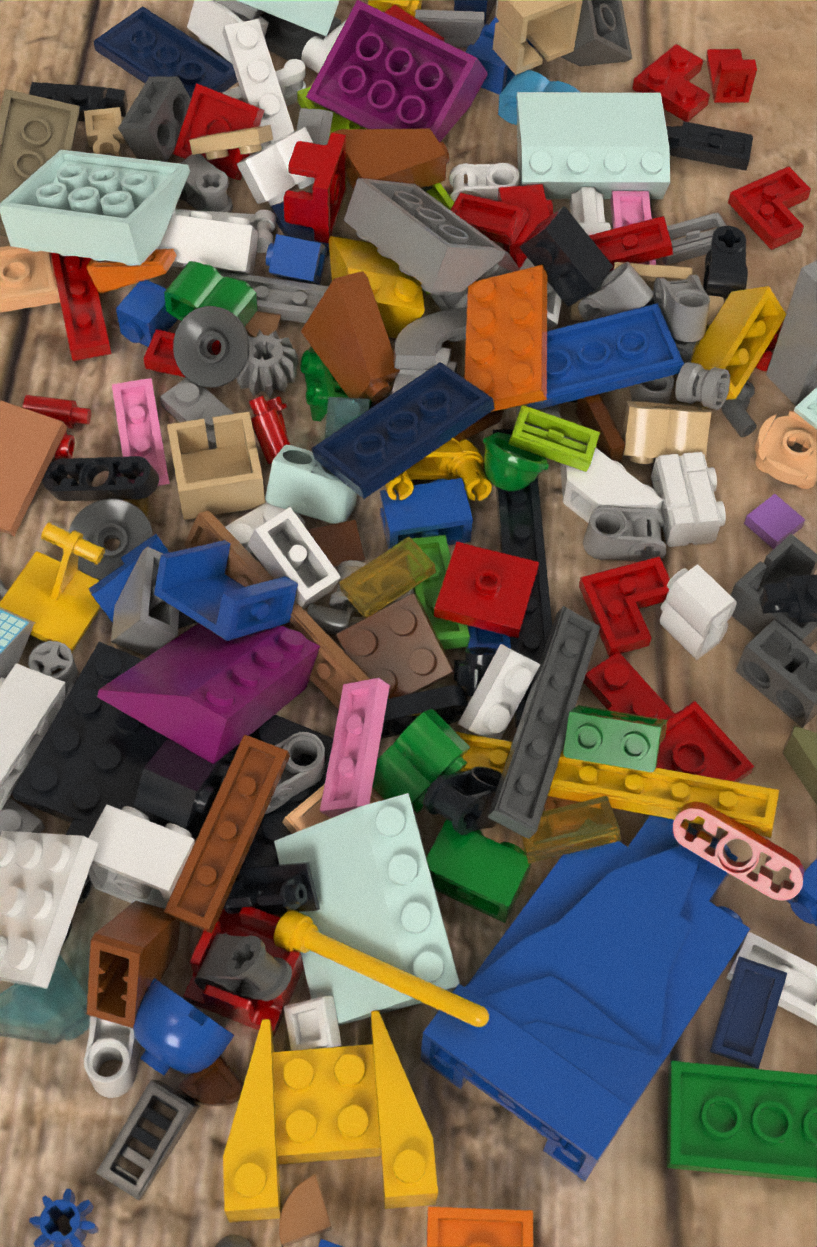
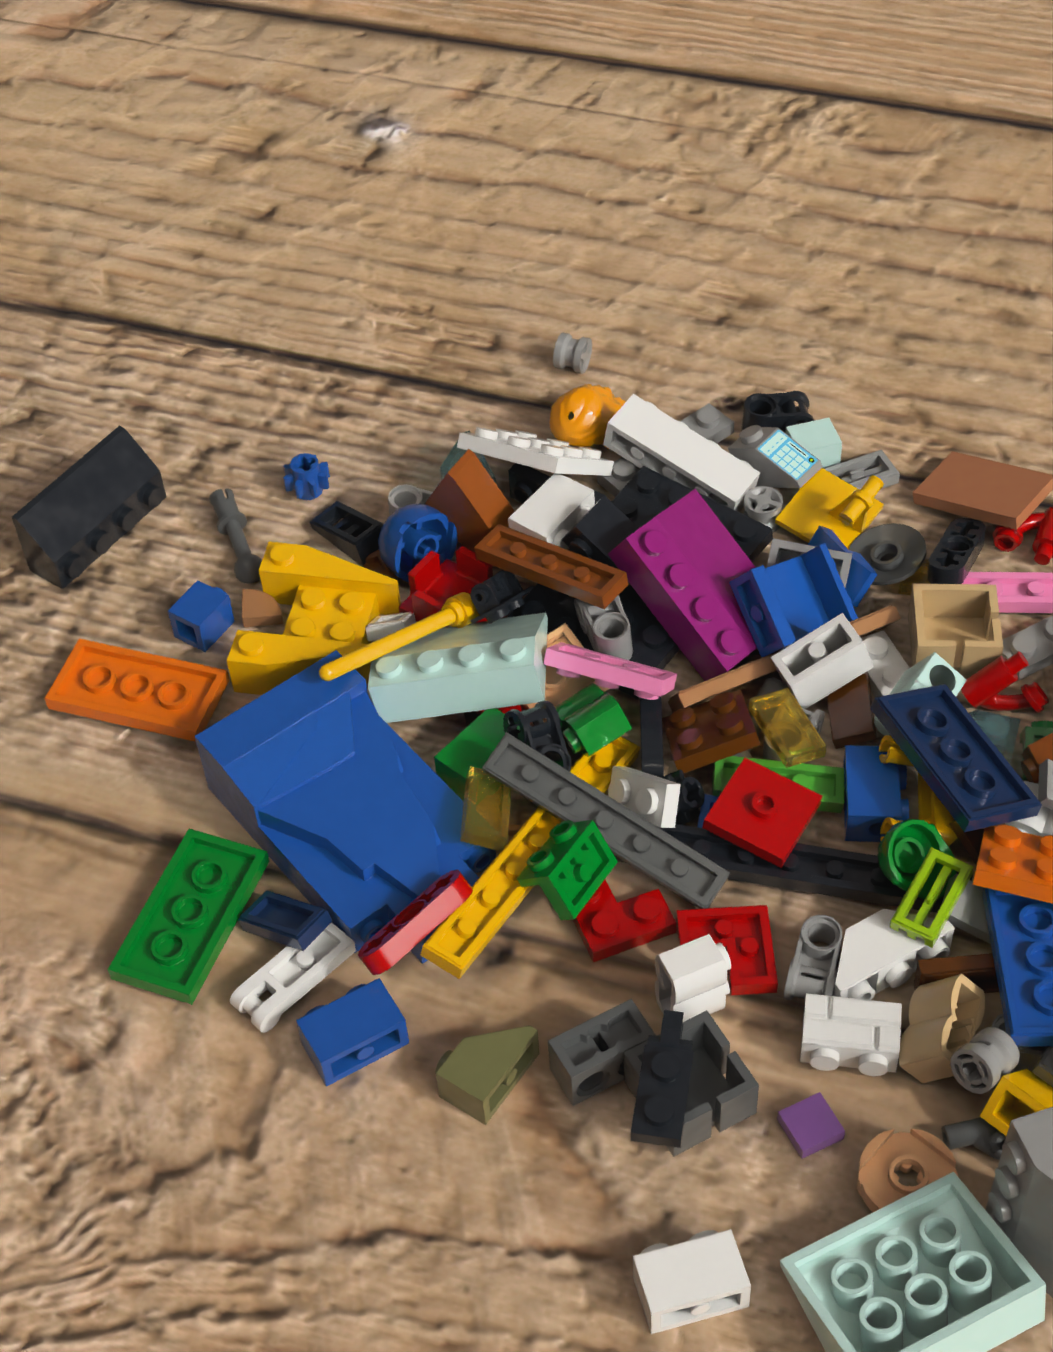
camera: 110 degrees right, 10 degrees down
(243, 968) = (443, 574): dark grey piece -> none
(700, 747) = (542, 954): red plate -> none

